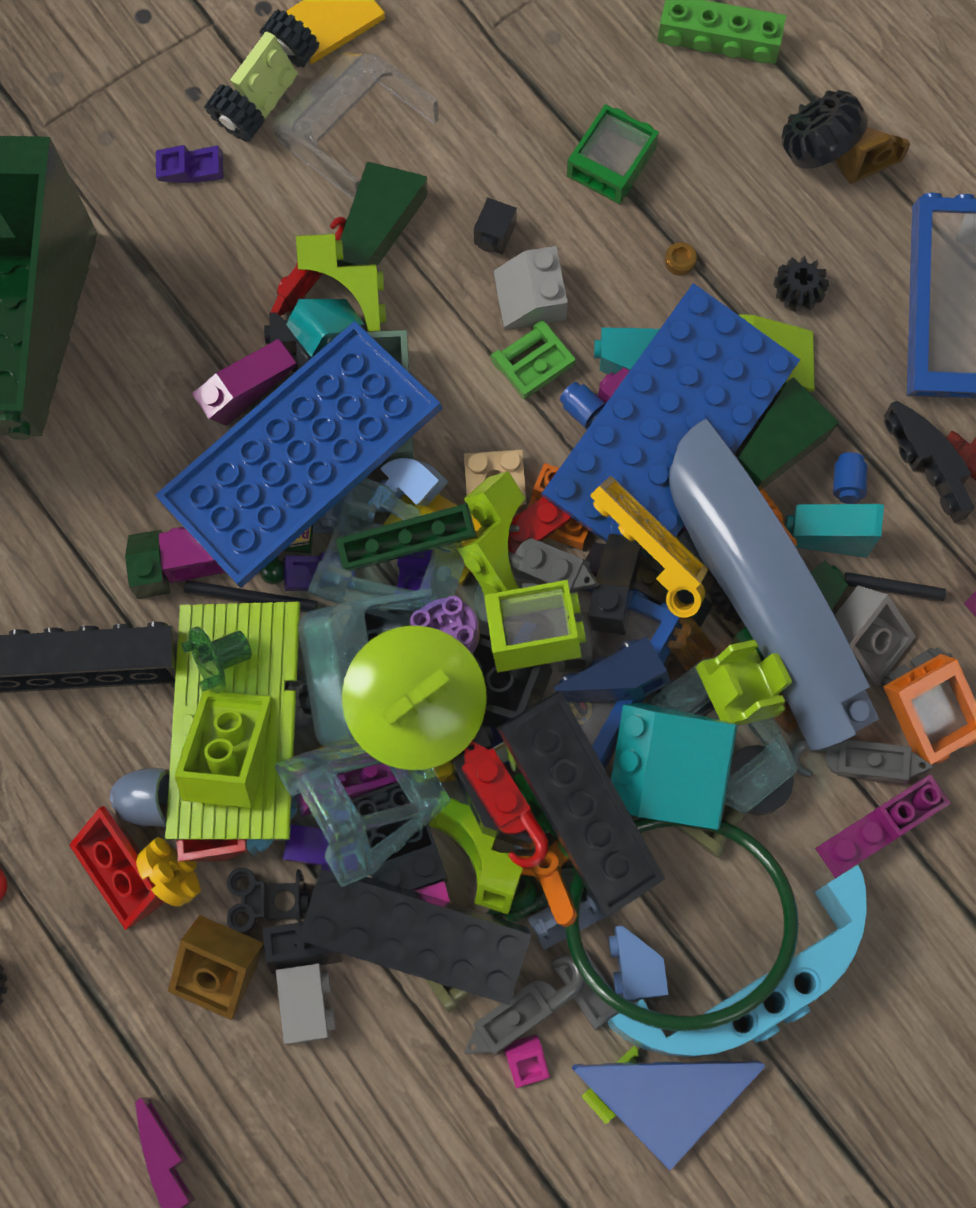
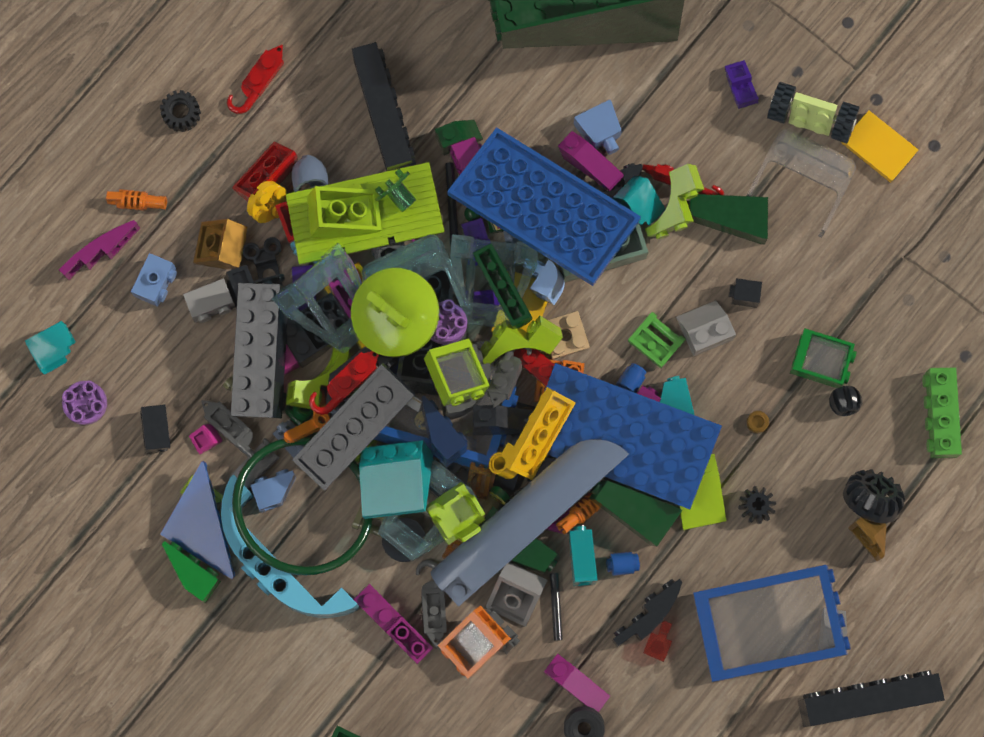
camera: 75 degrees right, 5 degrees up
(99, 1094) = (135, 200): none -> orange hinge
(194, 357) = (600, 126): none -> medium blue torso
(244, 1089) = (154, 280): none -> medium blue brick
(494, 1141) = (155, 428): none -> black hinge
(679, 138) = (845, 401): none -> black piece
(716, 624) = (499, 494): none -> dark green tile
(751, 1128) = (192, 576): none -> green slope

